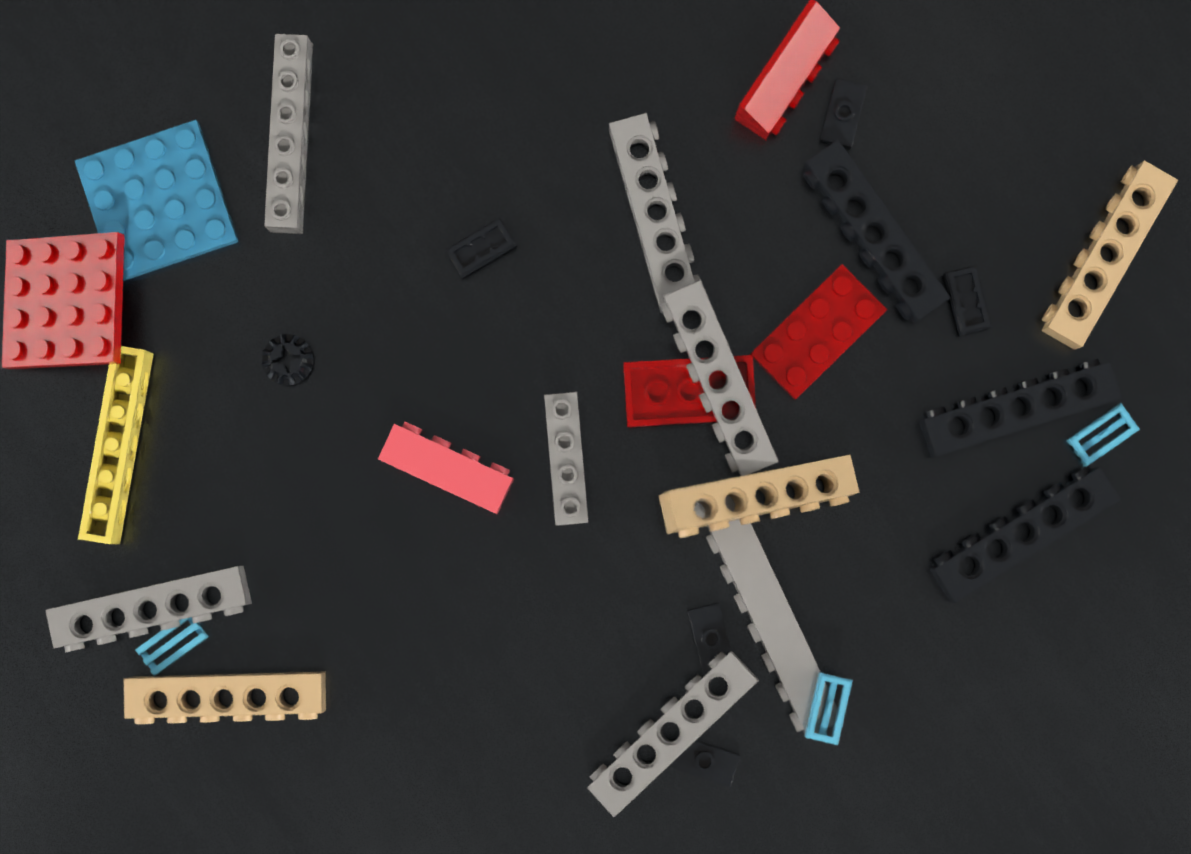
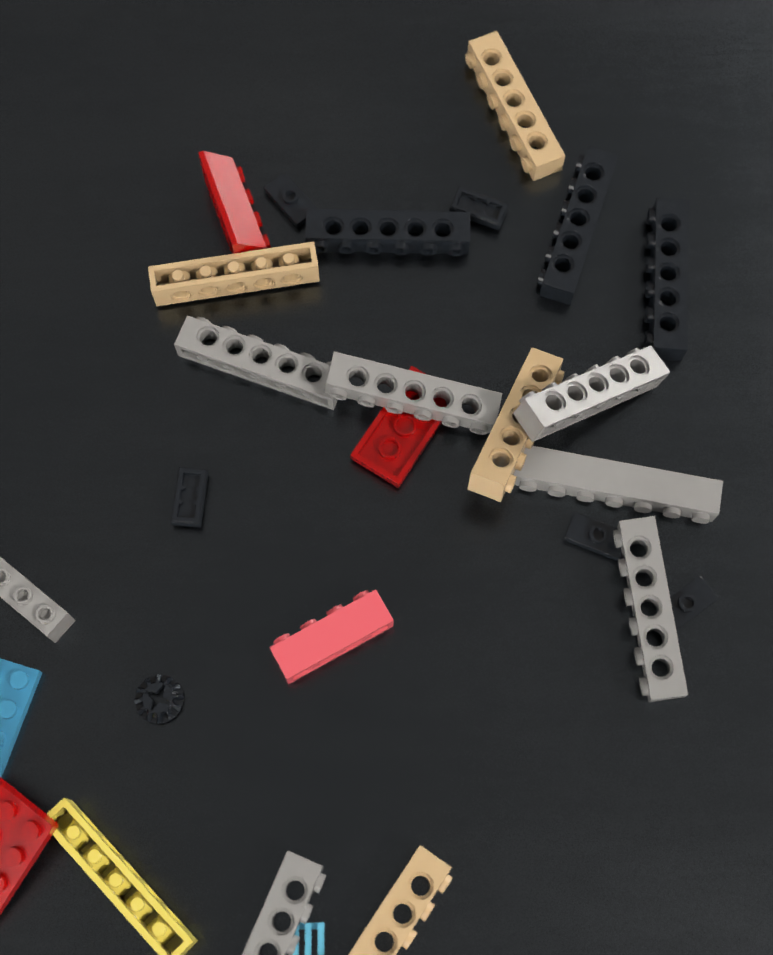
camera: 55 degrees left, 15 degrees down
(566, 458) = (390, 543): light grey brick -> none
(721, 122) = (234, 273): none -> tan brick
(767, 517) = (590, 392): none -> light grey brick
(818, 332) = (428, 316): red plate -> none
(834, 680) = (700, 491): medium azure tile -> none
(1080, 450) = (633, 207): medium azure tile -> none

